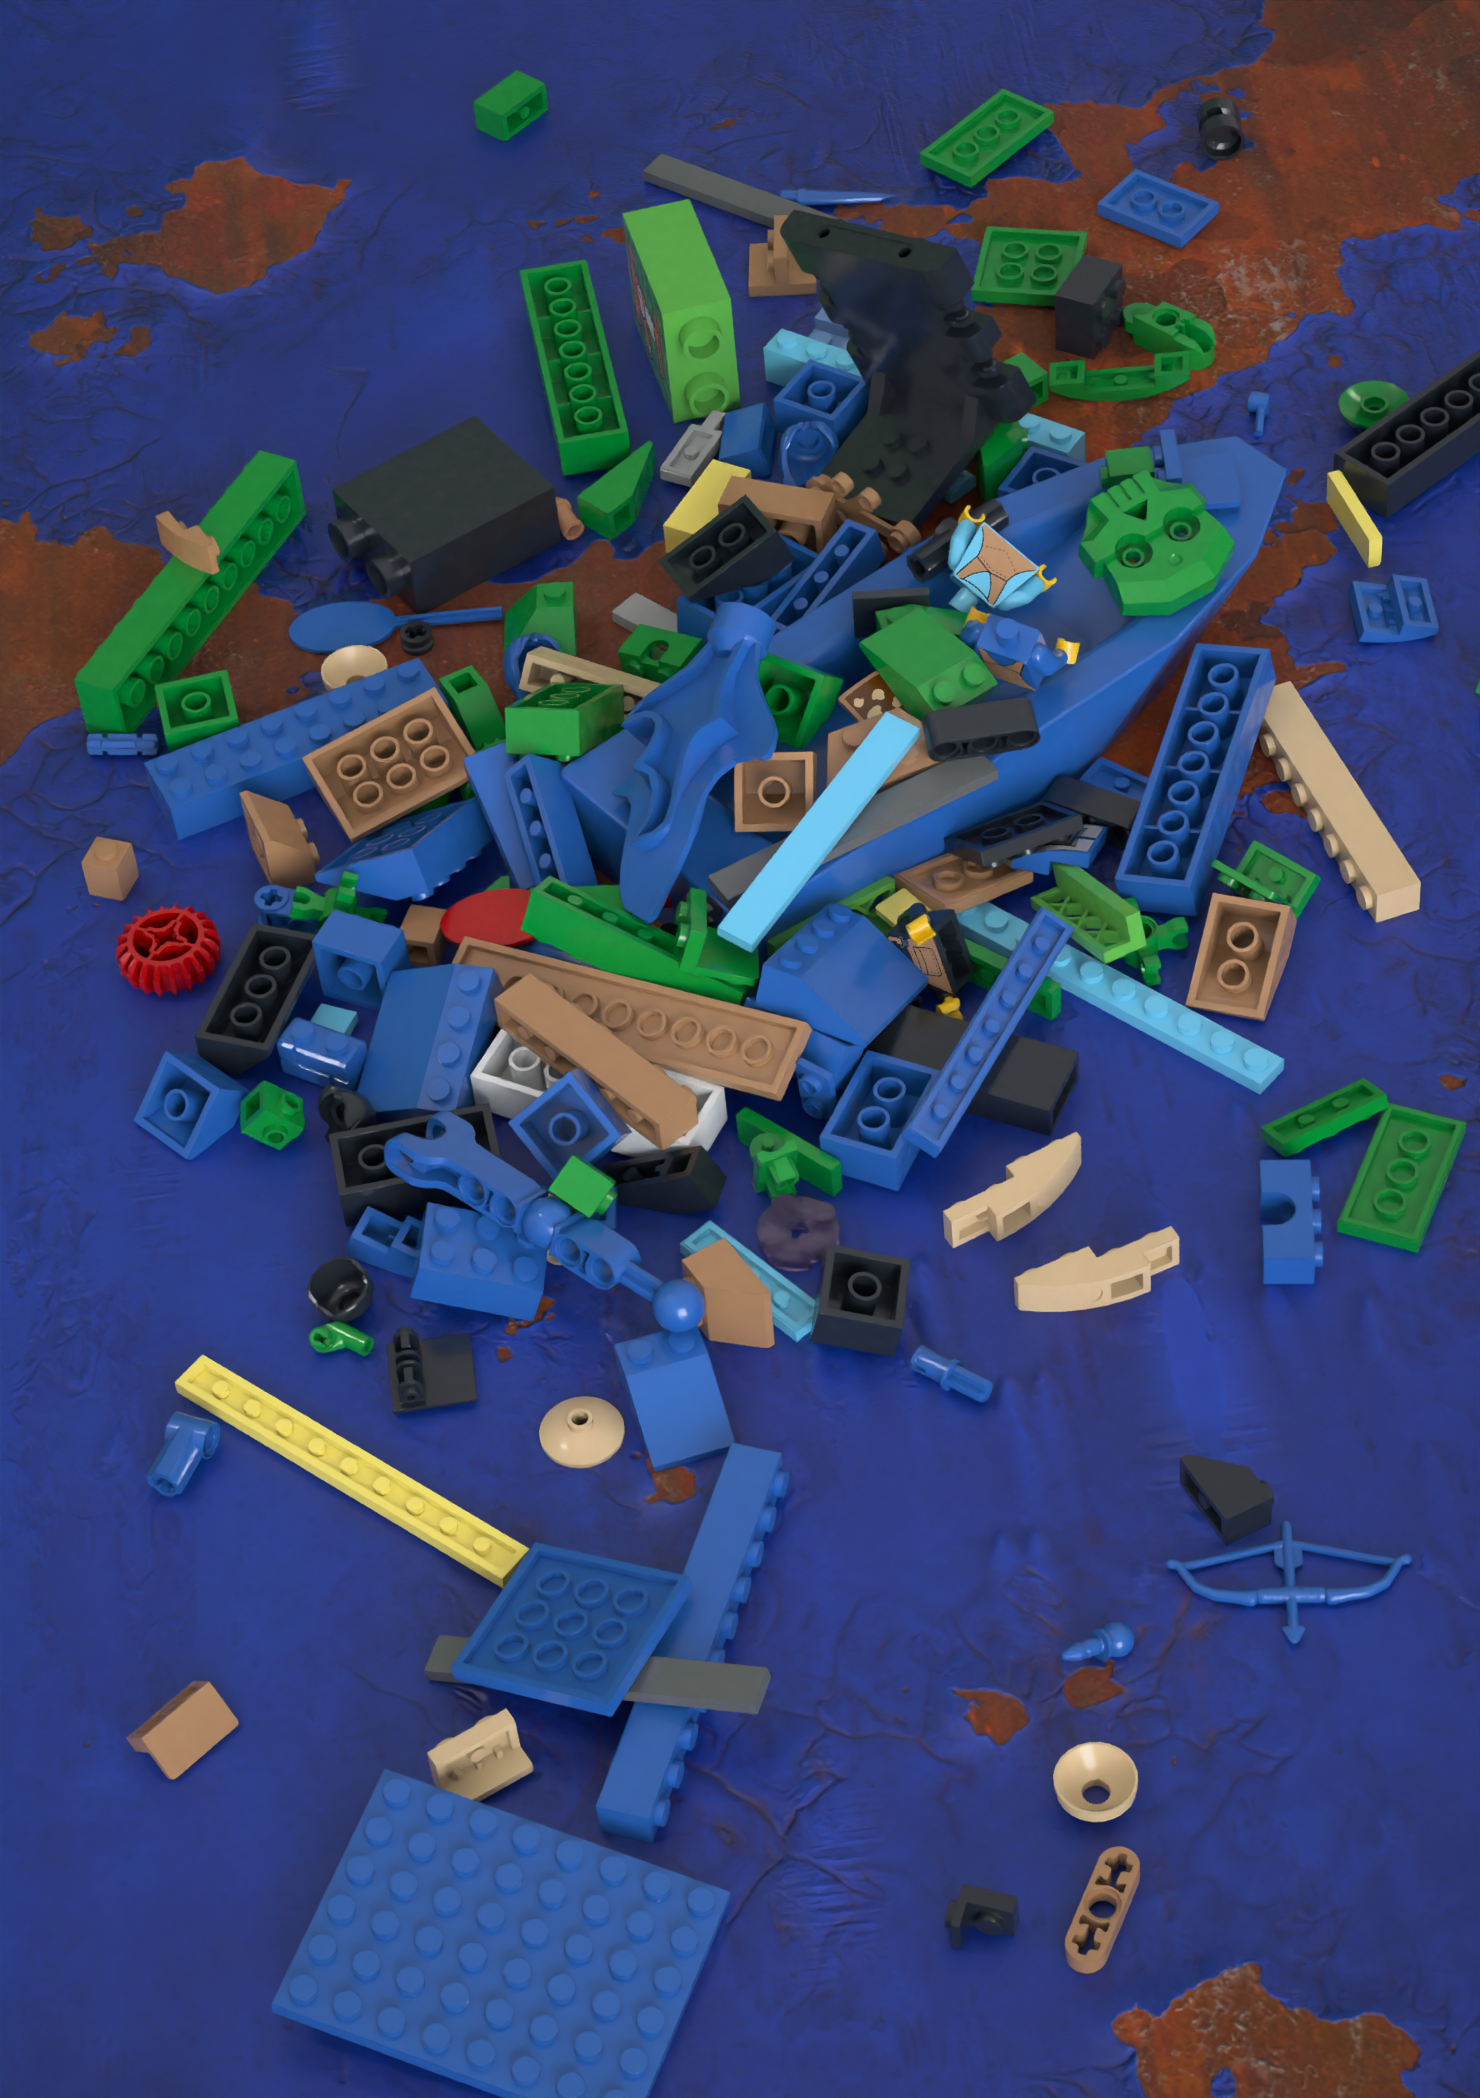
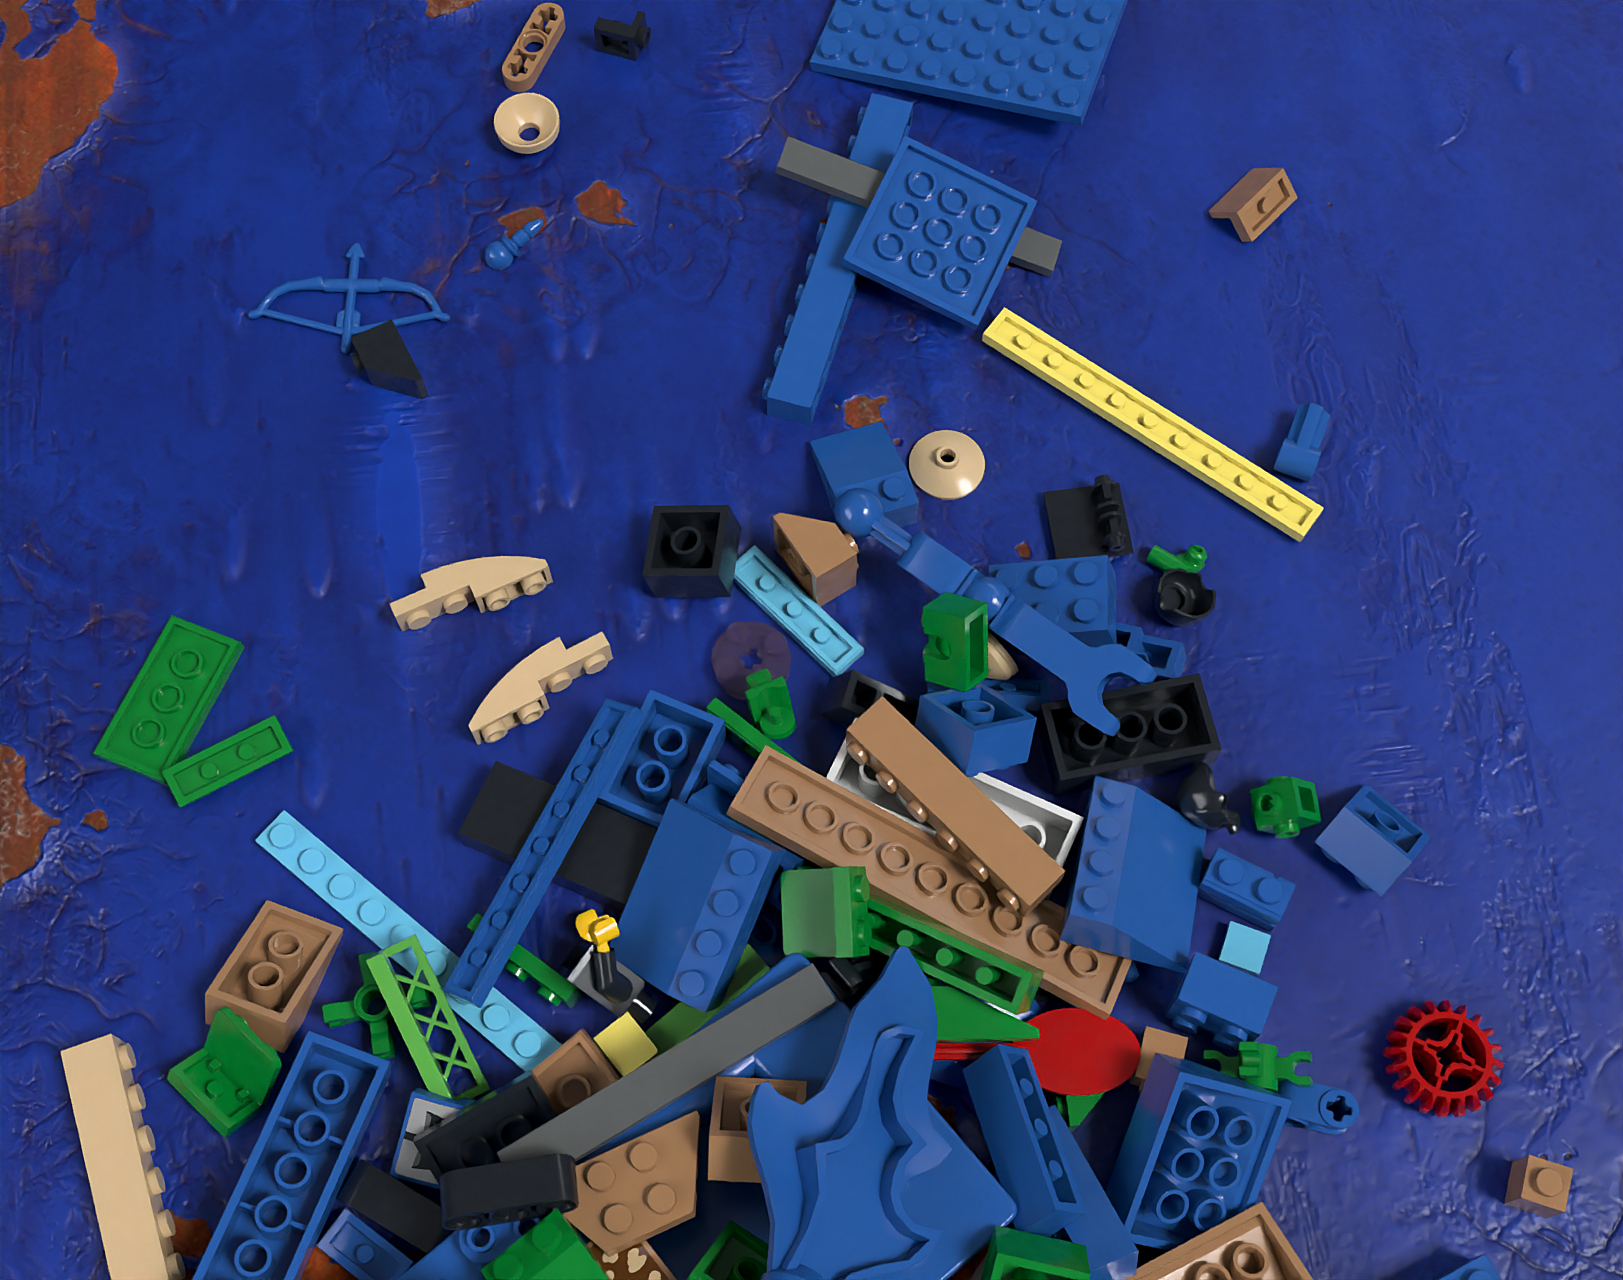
camera: 175 degrees right, 20 degrees up
(255, 998) = (1325, 960): black slope -> none
(279, 841) = (1346, 1207): medium nougat slope -> none
(480, 1758) = (1012, 153): tan bracket -> none
(818, 832) = (702, 1055): medium azure tile -> none
(950, 1374) = (615, 496): blue axle -> none
(1289, 1247) = (285, 607): blue arch -> none

